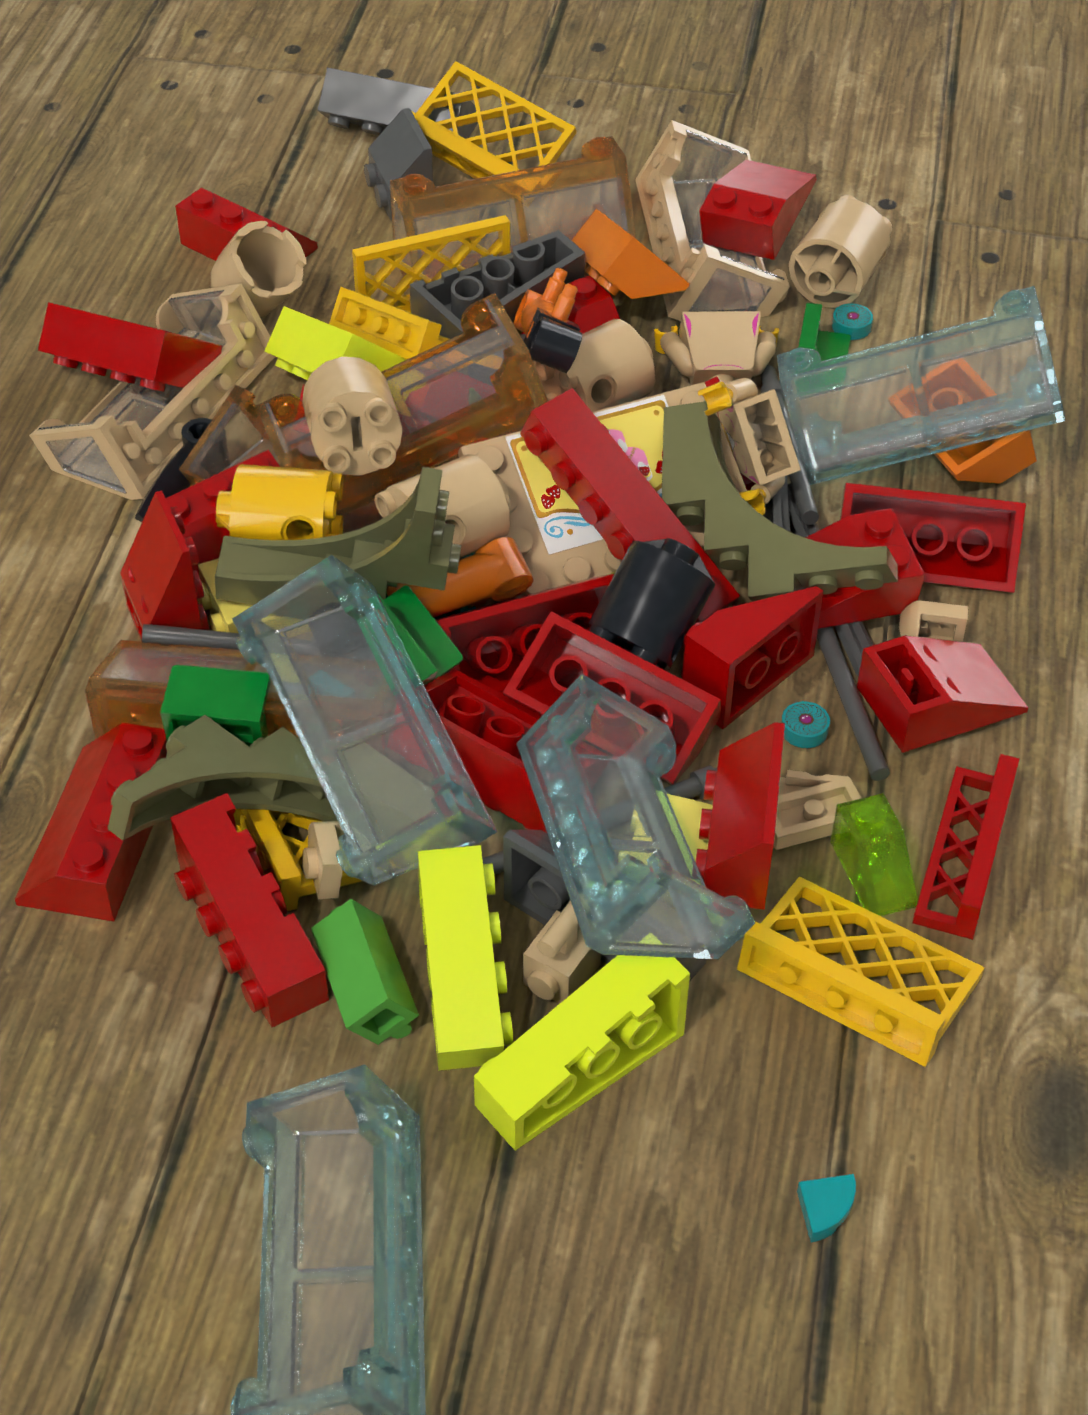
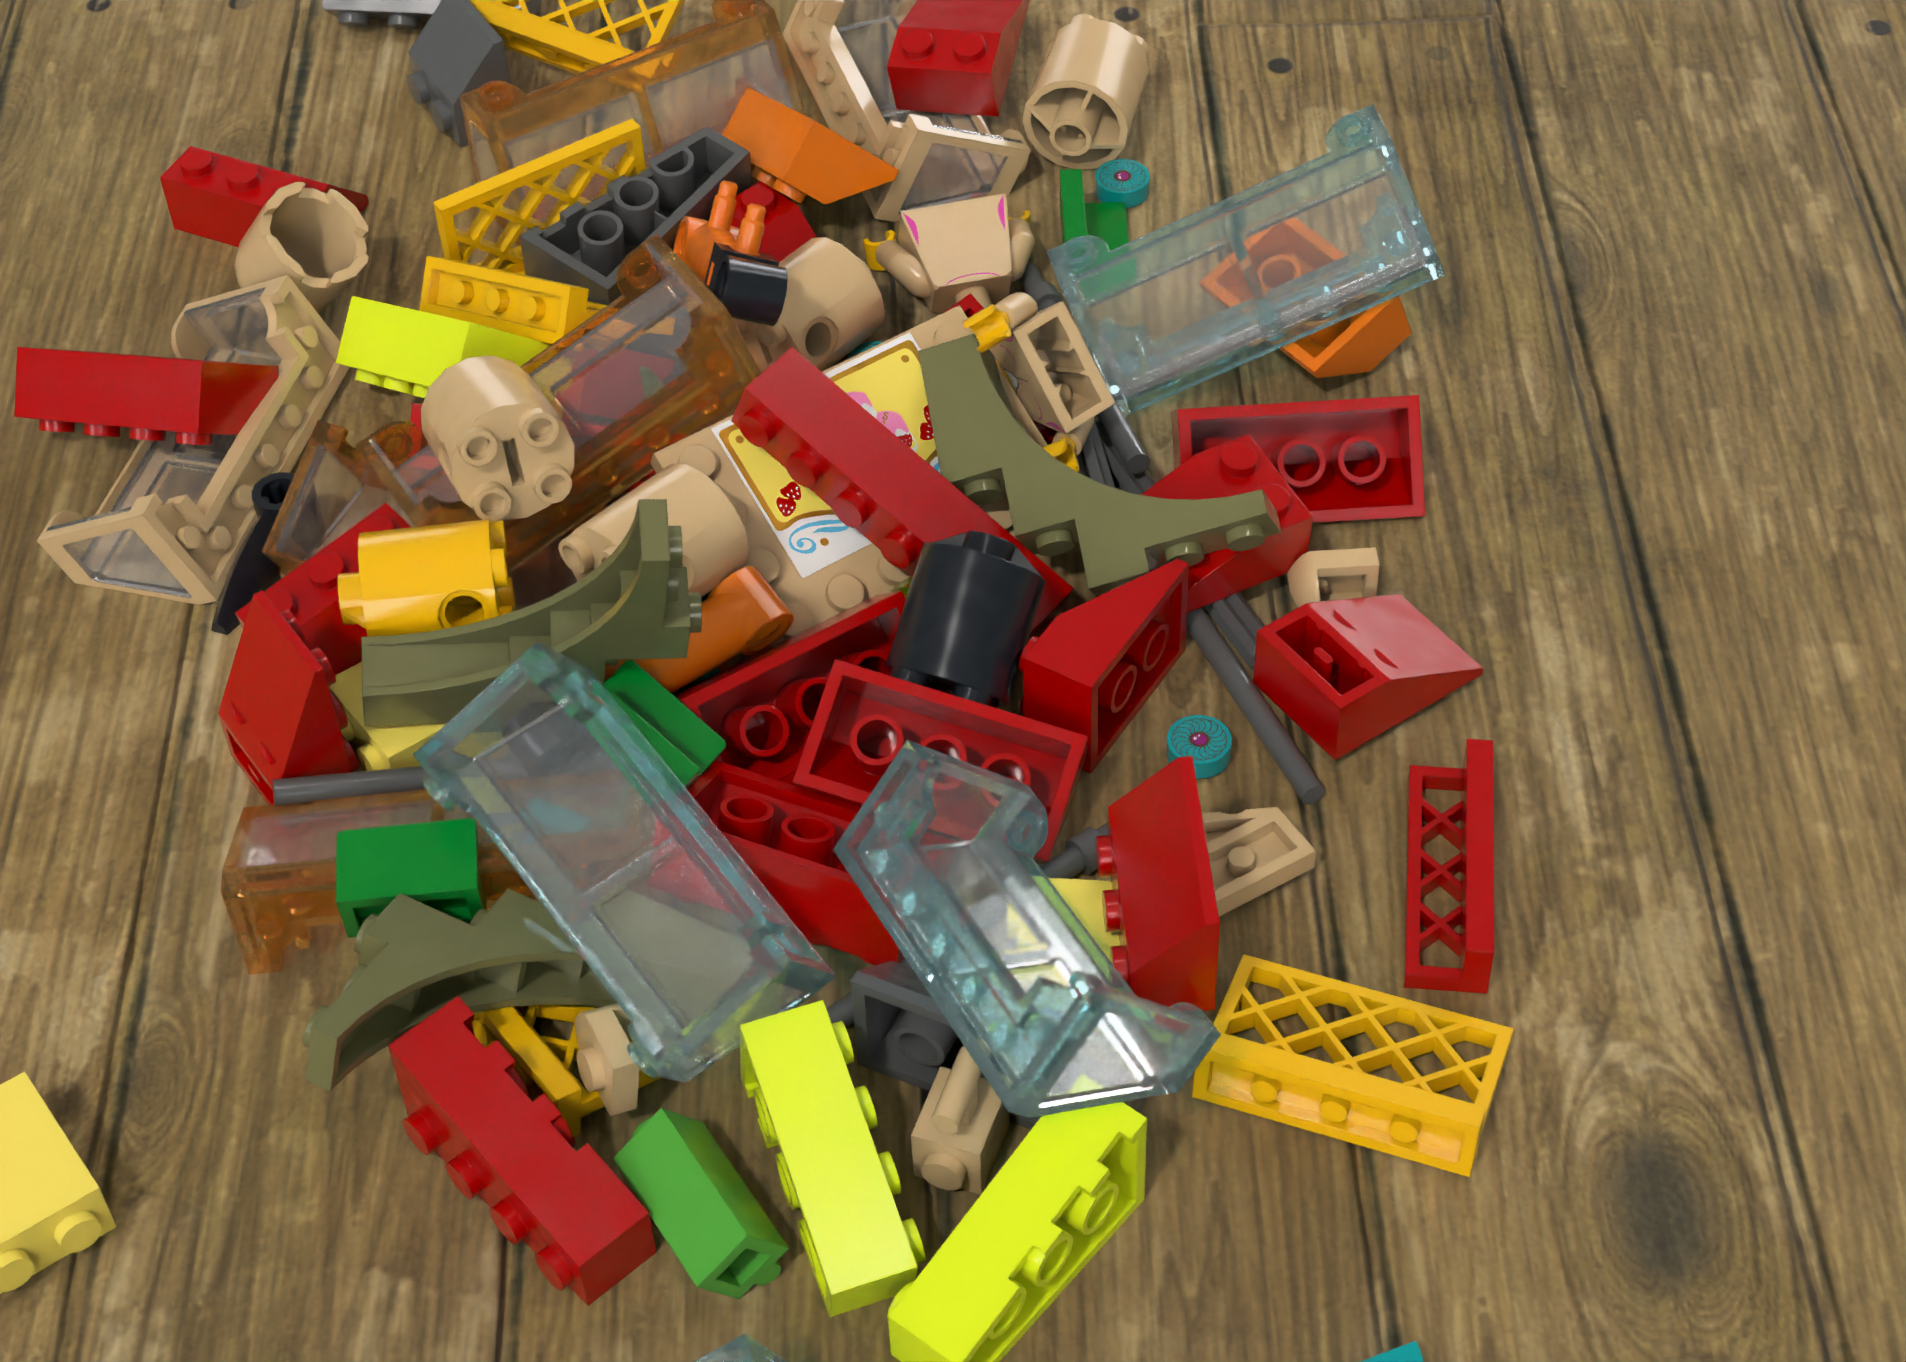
camera: 10 degrees left, 0 degrees up
(79, 861) = (260, 1124): red slope -> none
(874, 854) = (1335, 905): clear neon green slope -> none

